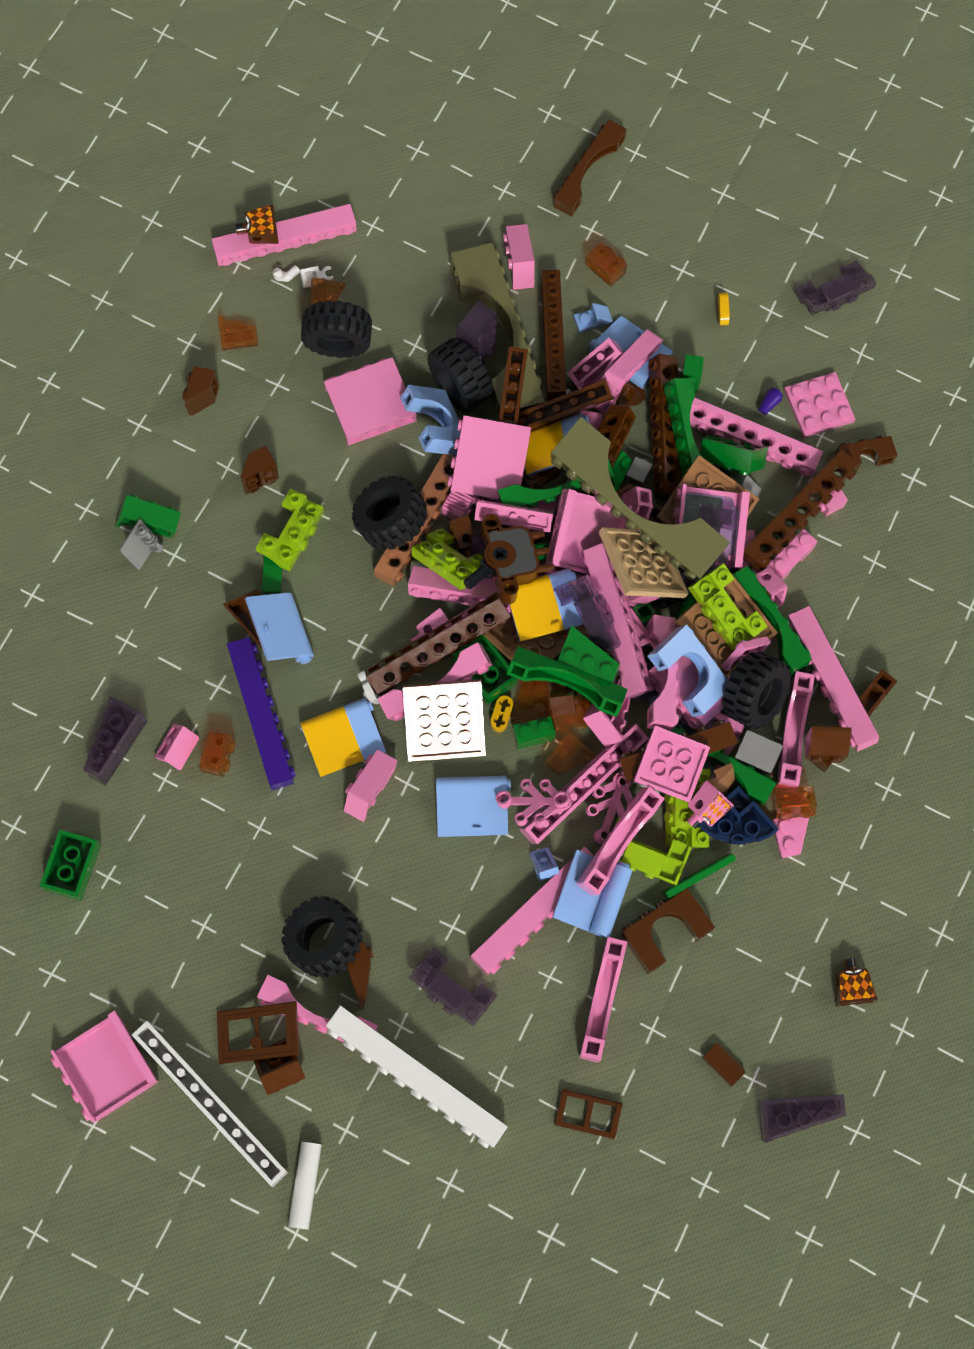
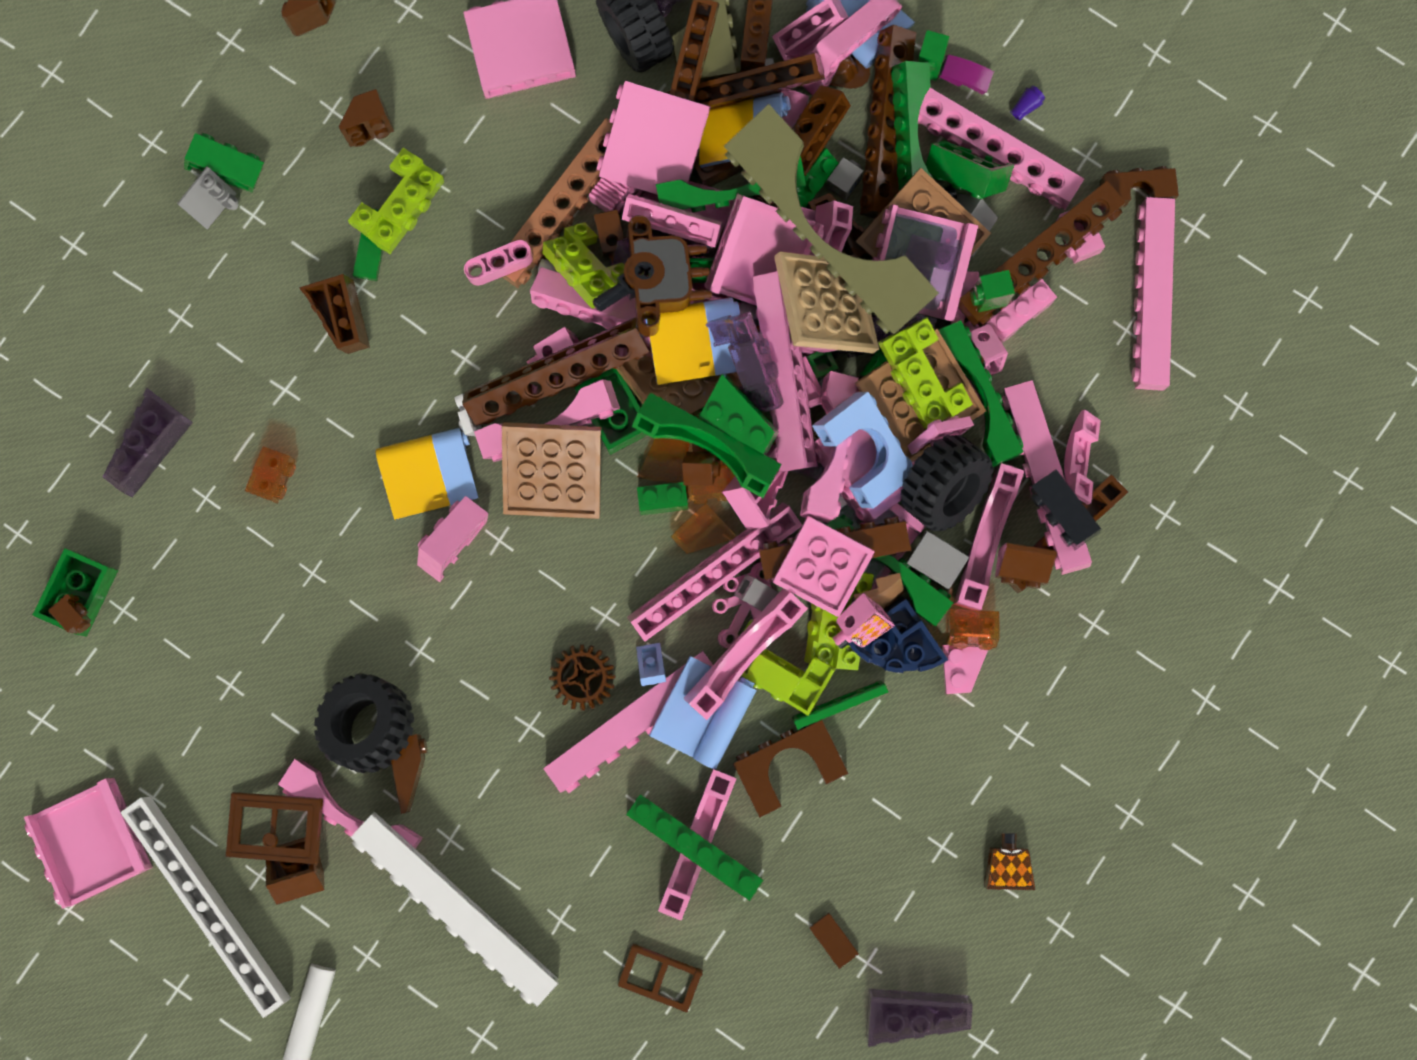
camera: 15 degrees right, 10 degrees up
(74, 879) = (71, 614): none -> reddish brown brick
(177, 746) = (224, 459): bright pink panel -> none
(260, 713) = (330, 431): dark purple brick -> none
(279, 627) = (365, 326): light blue door -> none
(380, 498) = (508, 177): black tyre -> none
(383, 558) = (487, 259): none -> bright pink beam
(437, 405) = (603, 60): light blue arch -> none
(448, 992) = (510, 809): clear purple bracket -> none
(469, 806) = (573, 580): light blue door -> none
(483, 883) = (575, 657): none -> reddish brown gear
(497, 712) = (622, 466): yellow beam -> none
(536, 801) = (649, 590): bright pink plant -> none
(619, 795) = (755, 592): none -> light grey brick
(619, 1011) = (694, 847): none -> green arch
(718, 383) = (966, 73): none -> magenta slope
(769, 539) = (992, 291): none -> green brick
(819, 404) = (1090, 115): bright pink plate -> none
(851, 699) = (1064, 510): none -> black brick
(854, 644) = (1077, 455): none -> bright pink slope
(891, 532) = (1154, 294): none -> bright pink brick

